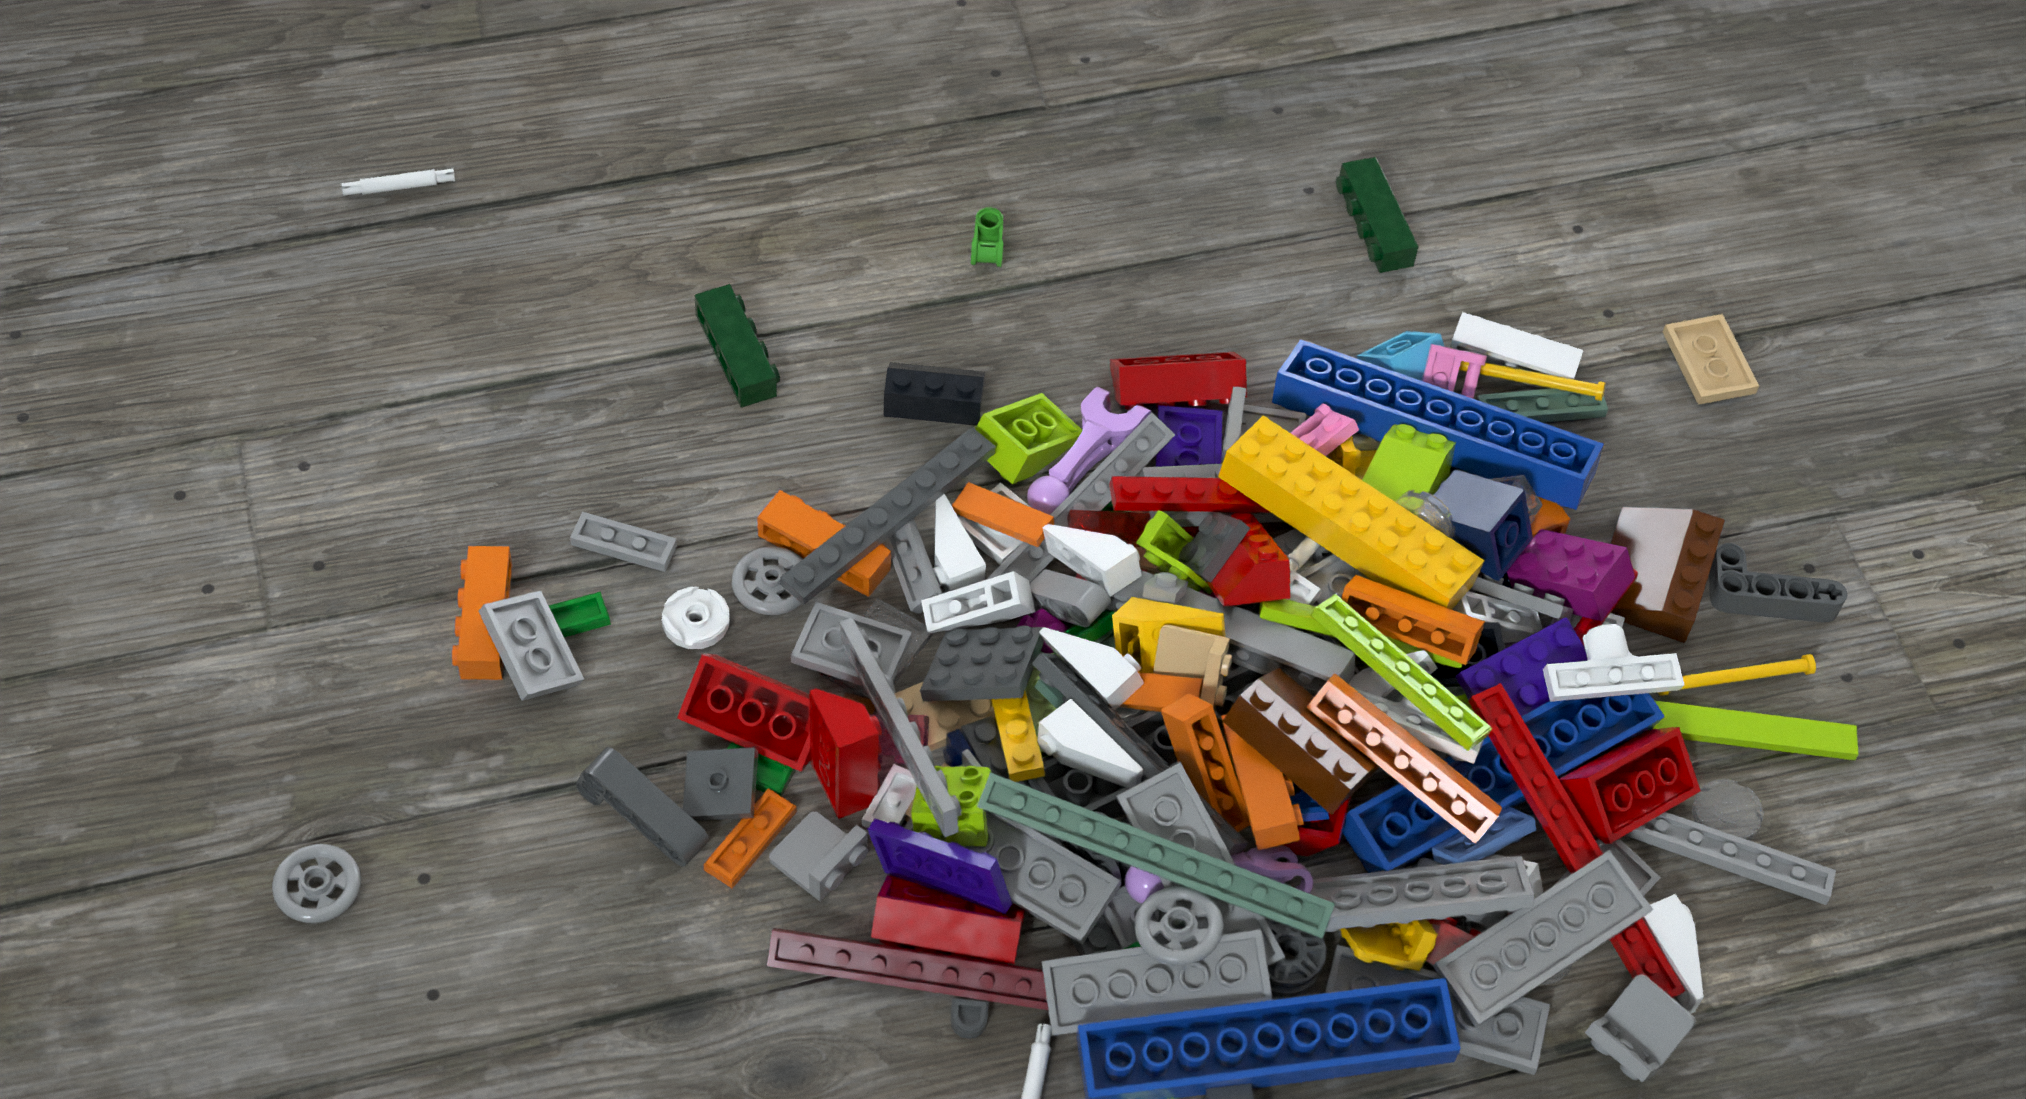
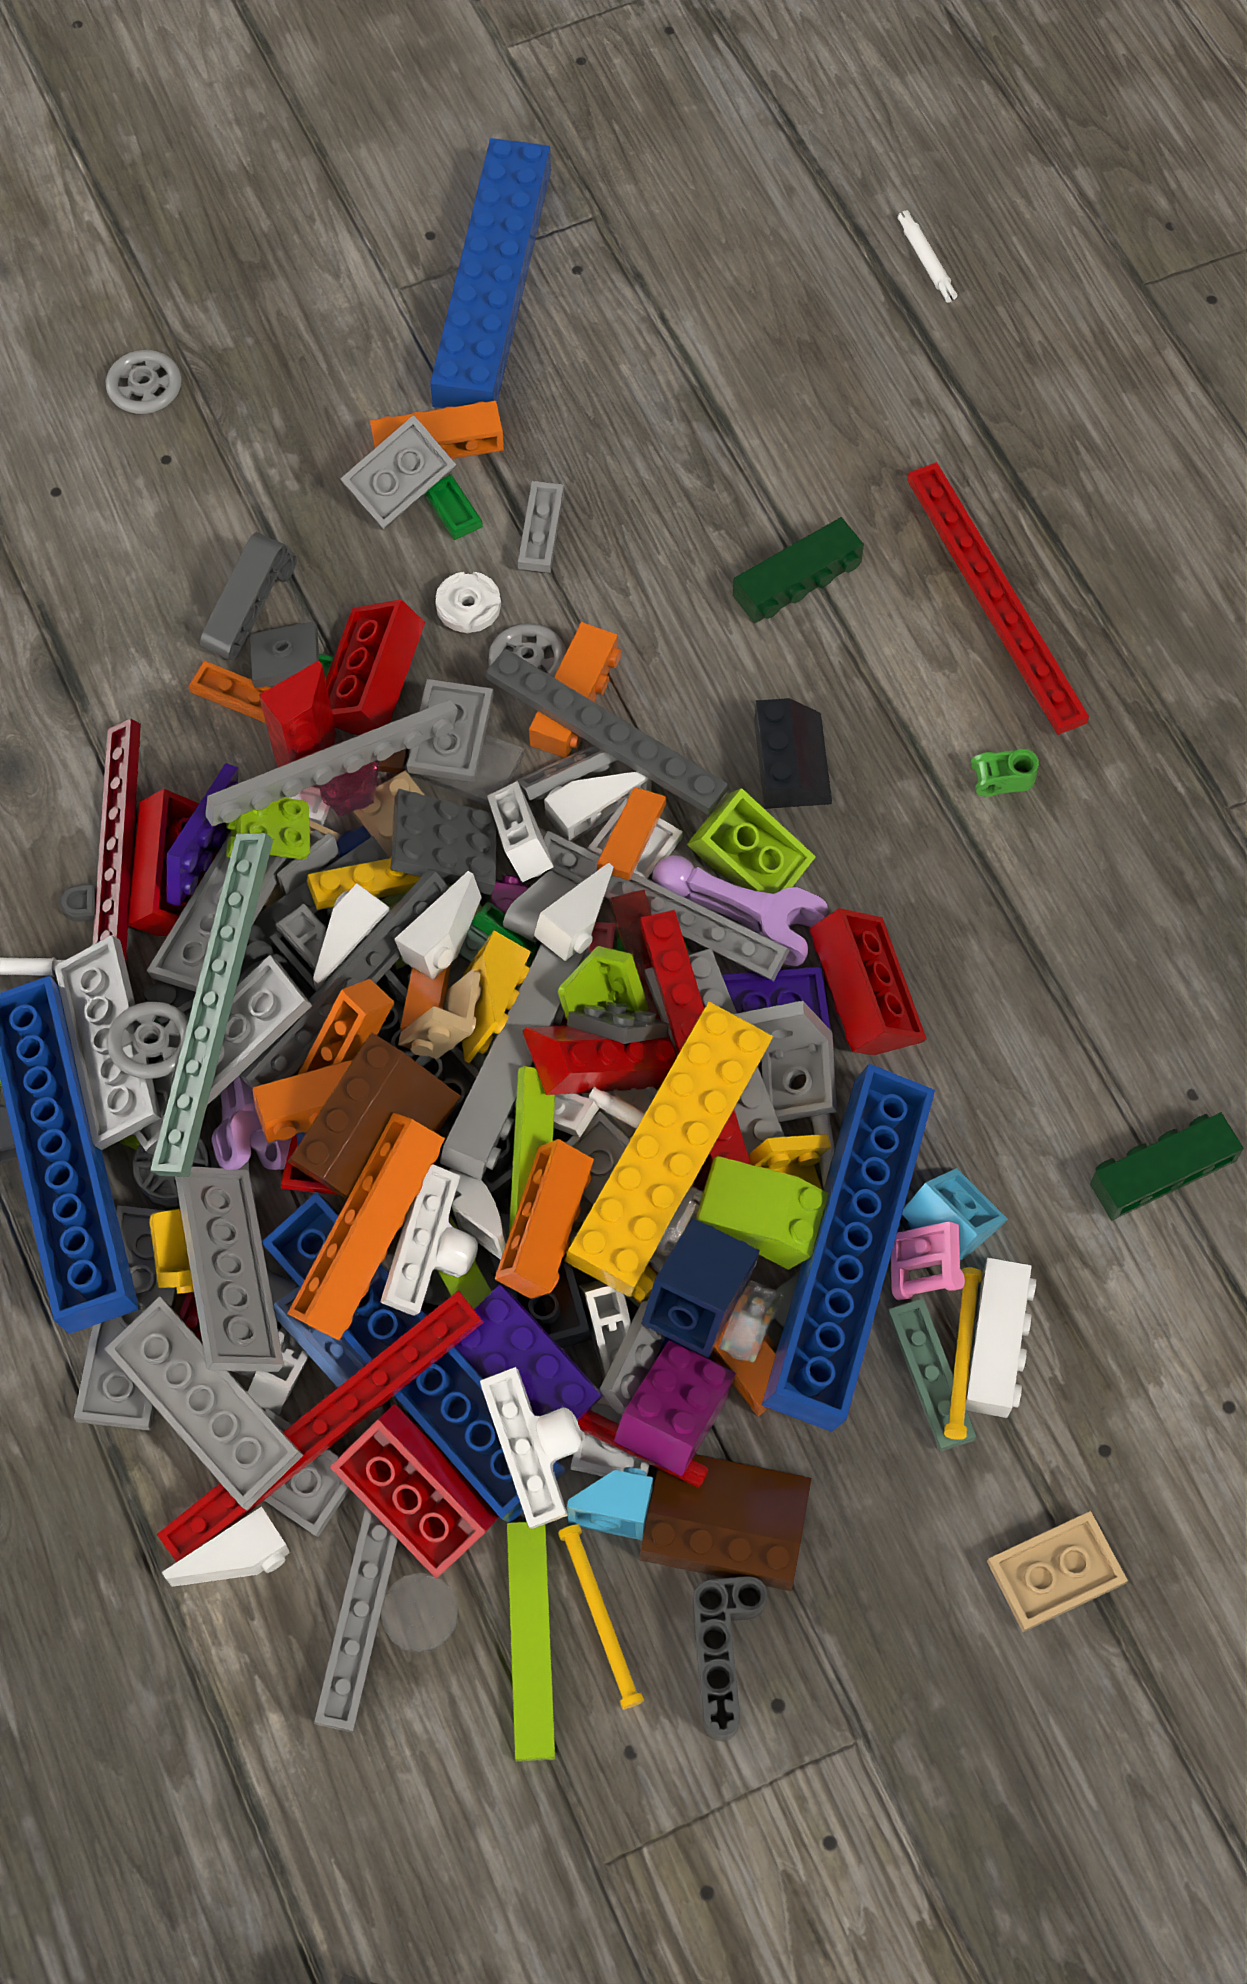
camera: 85 degrees right, 10 degrees up
(295, 531) = (491, 274): none -> blue brick
(800, 209) = (998, 599): none -> red plate
(819, 854) = (225, 741): light grey bracket -> none
(1075, 785) = (304, 933): none -> light grey tile
(1165, 588) = (542, 979): light grey plate -> none
(1325, 429) = (798, 1126): bright pink plate -> none
(1401, 672) = (468, 1211): lime tile -> none
(1641, 1028) = (119, 1514): light grey bracket -> none
(1651, 623) = (614, 1504): none -> medium azure slope

